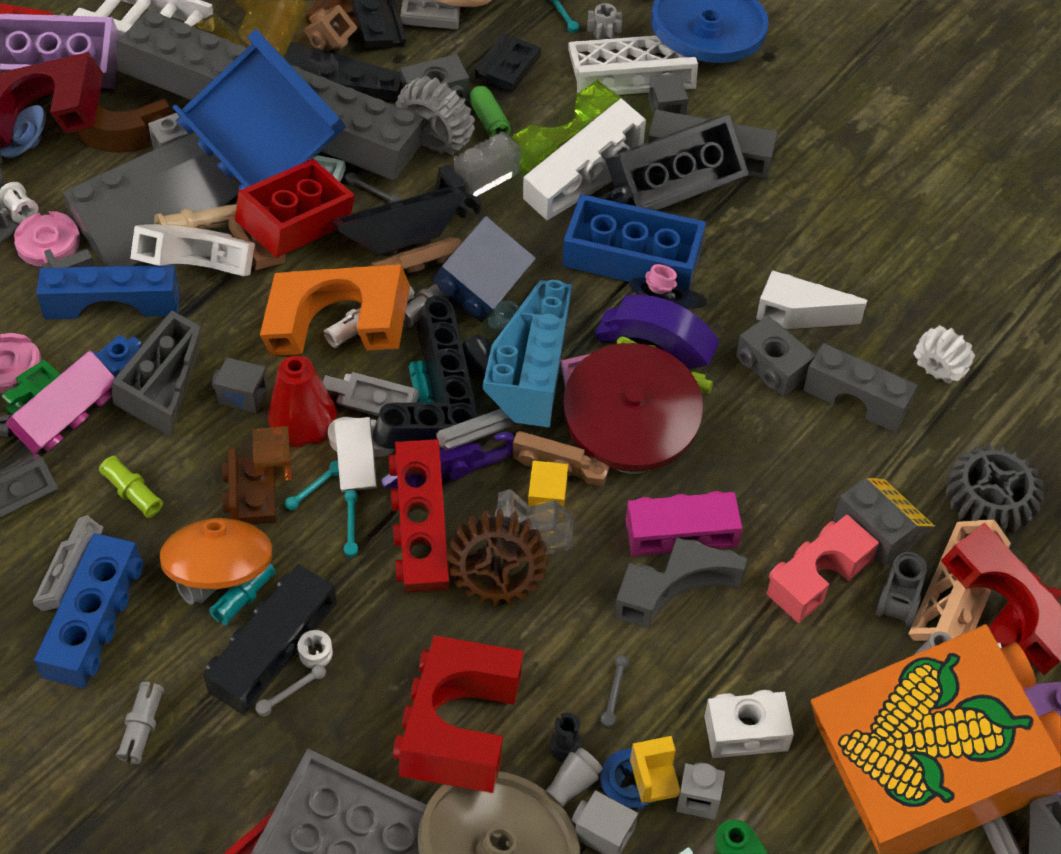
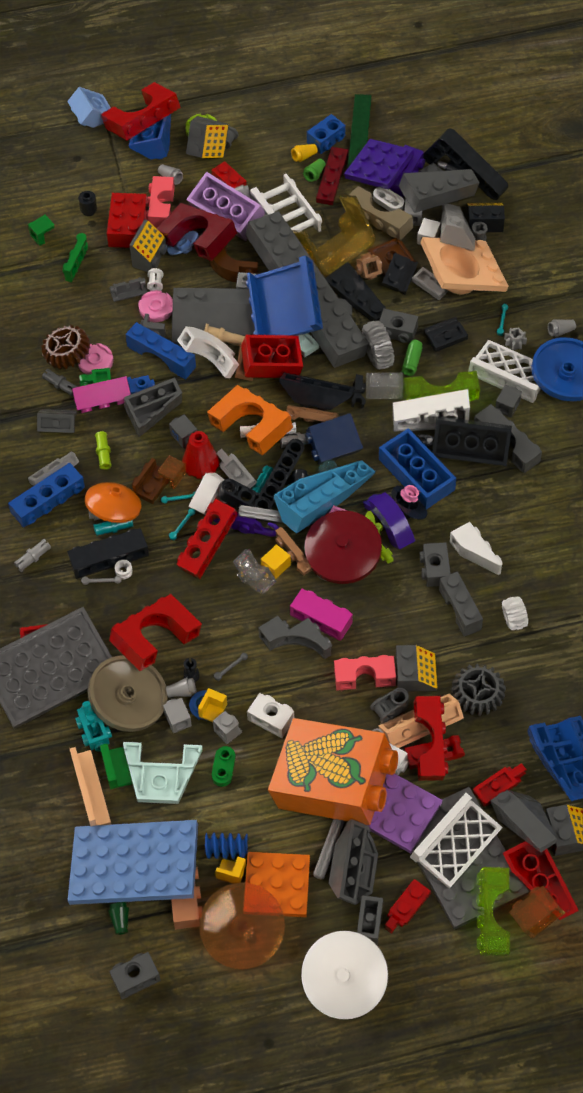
camera: 40 degrees right, 5 degrees up
(352, 179) = (318, 355): dark grey hinge -> none
(474, 568) = (227, 574): reddish brown gear -> none

